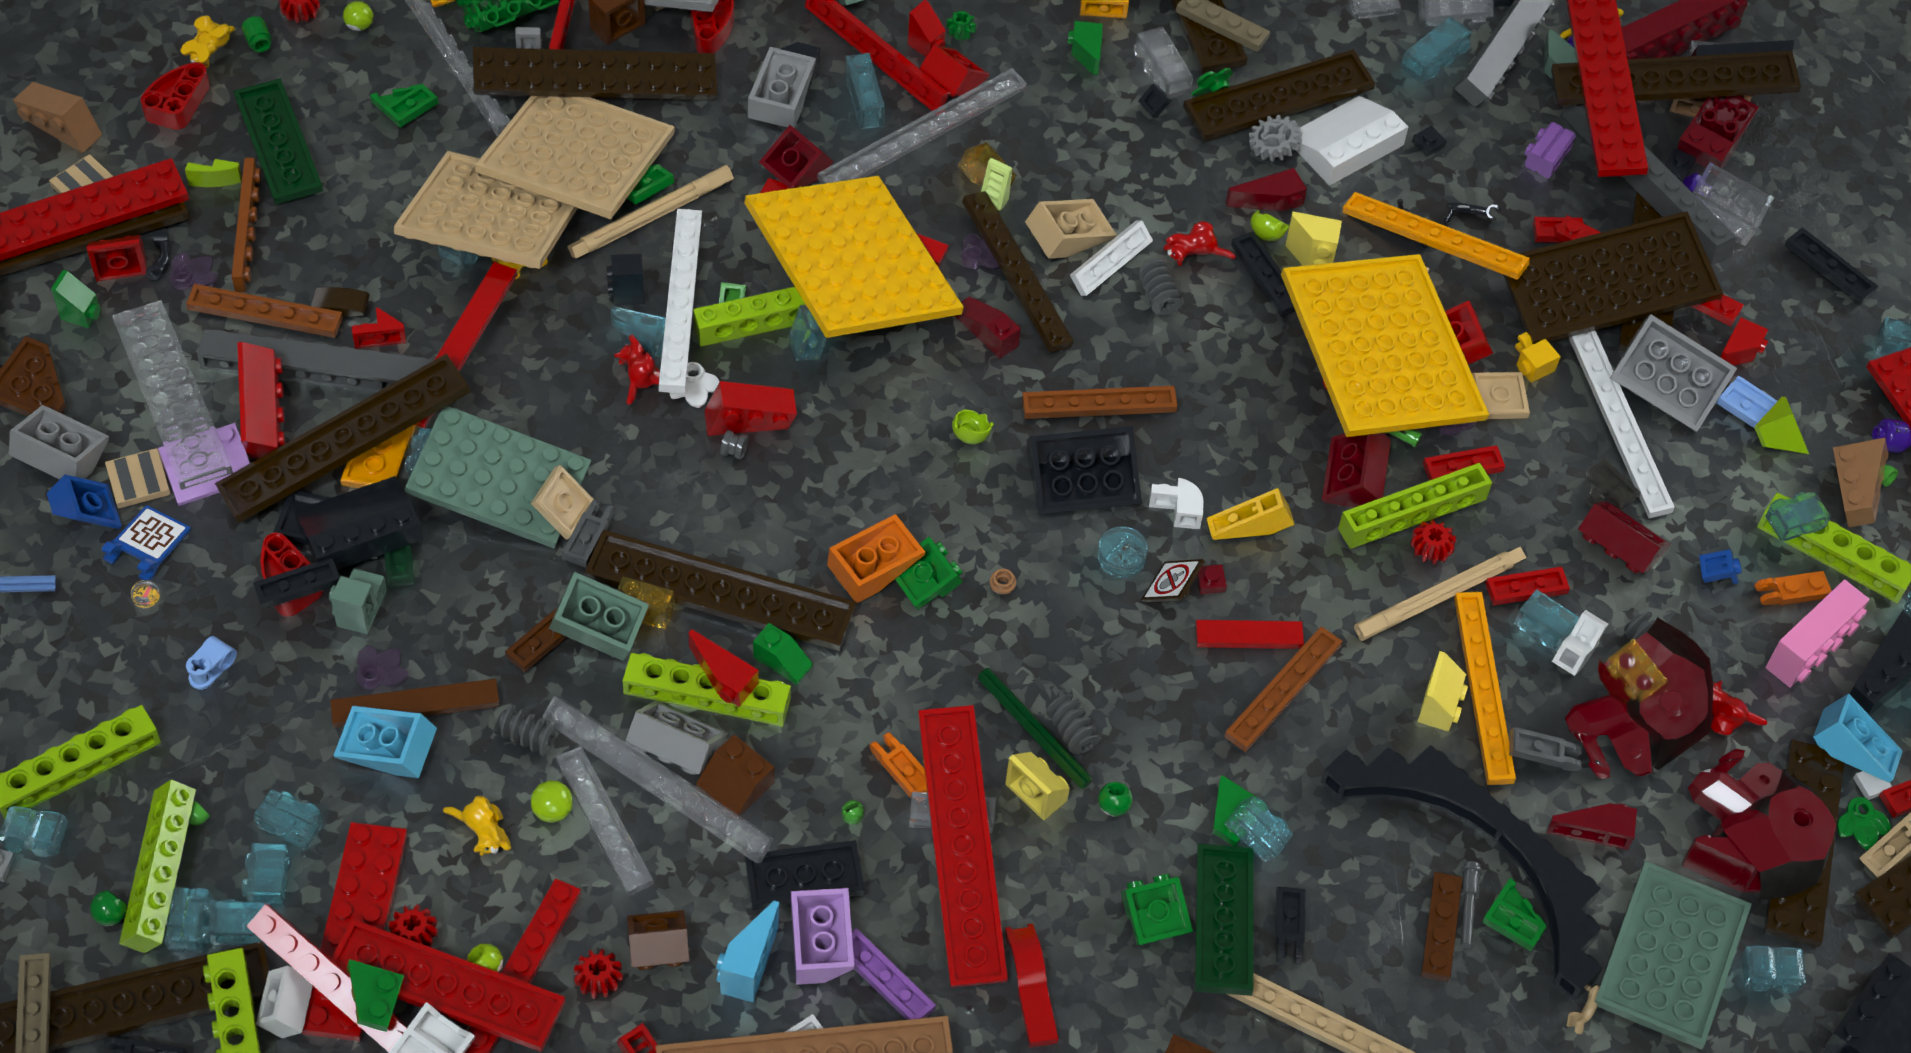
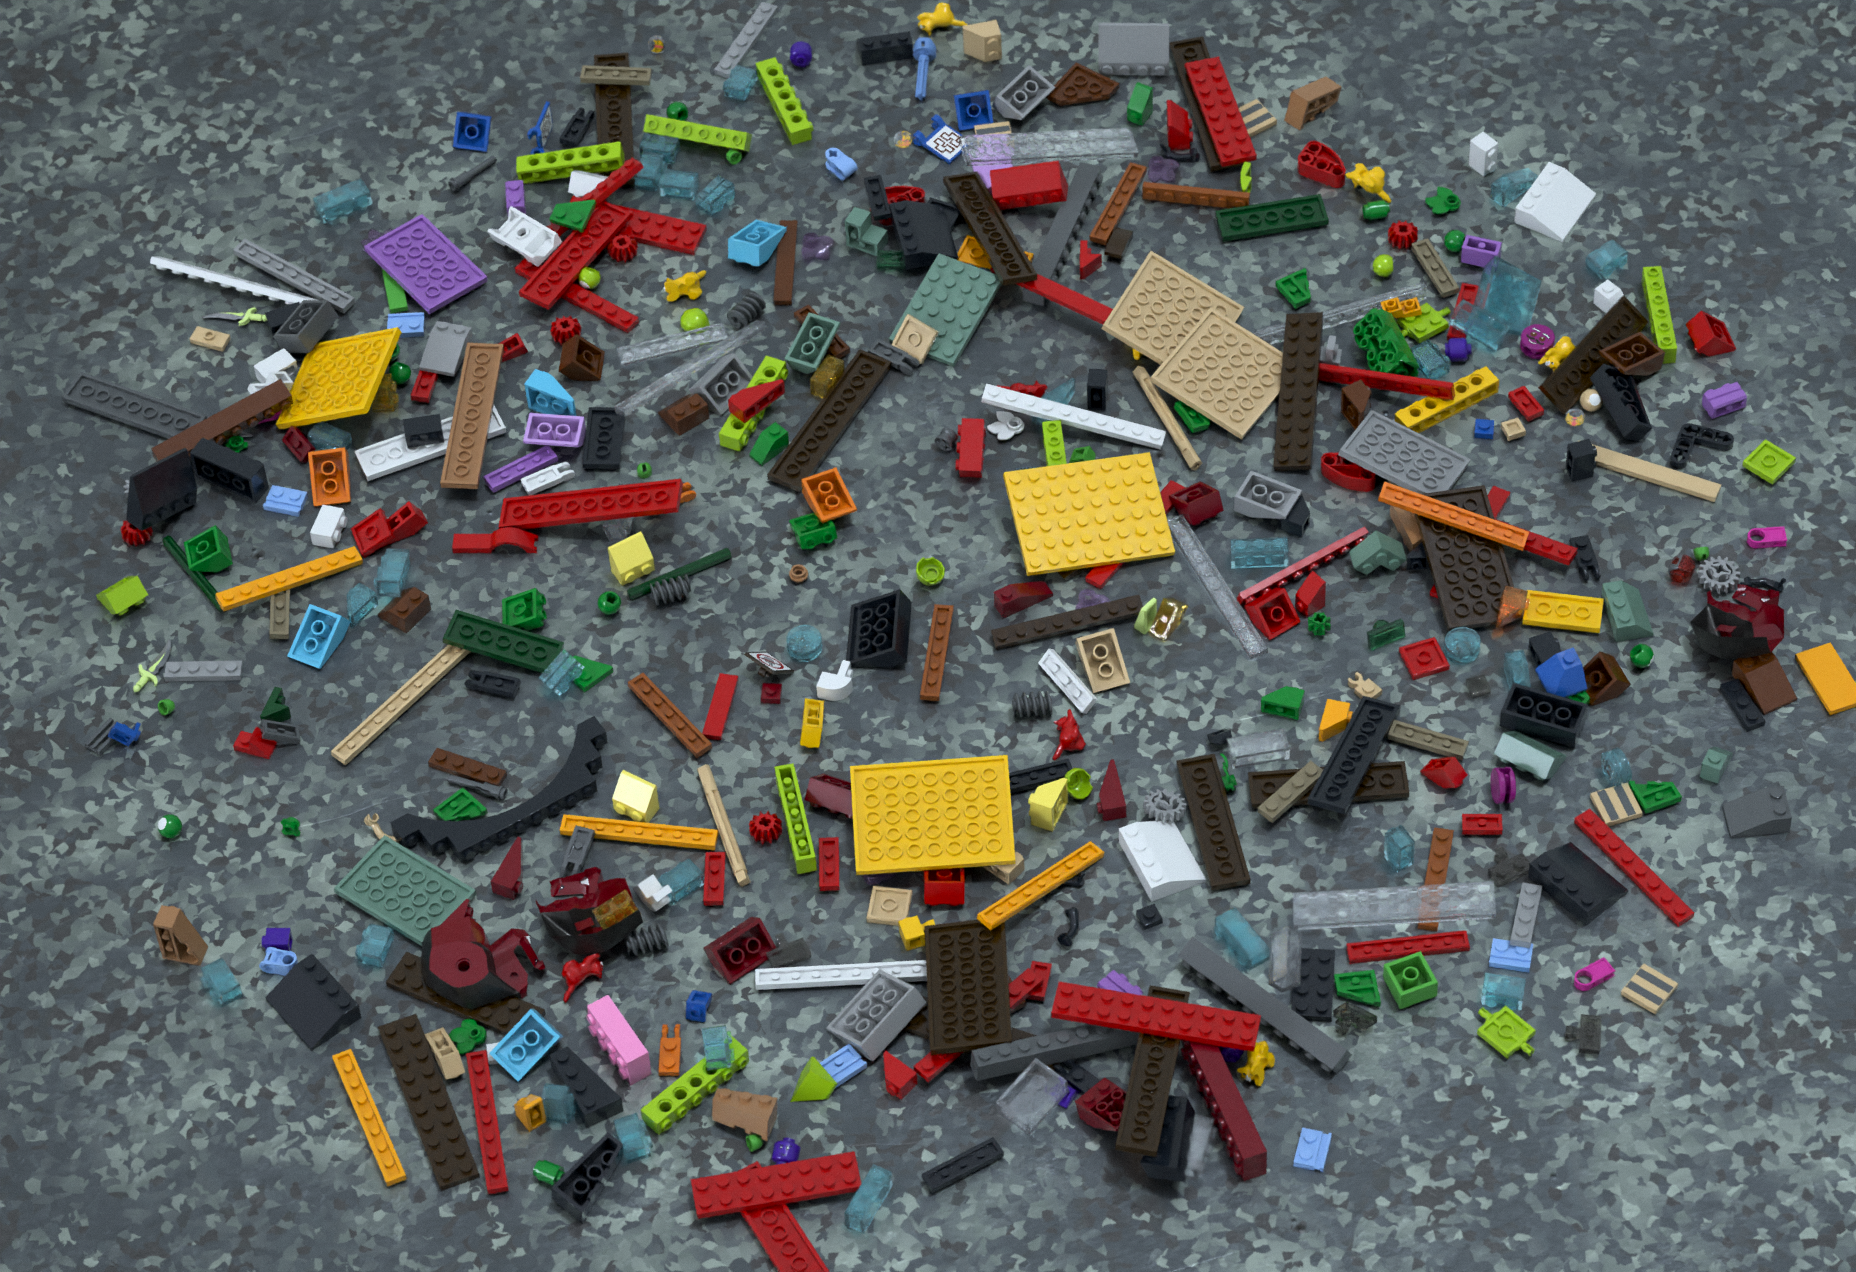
camera: 110 degrees right, 5 degrees down
(897, 937) = (547, 478): none -> white hinge

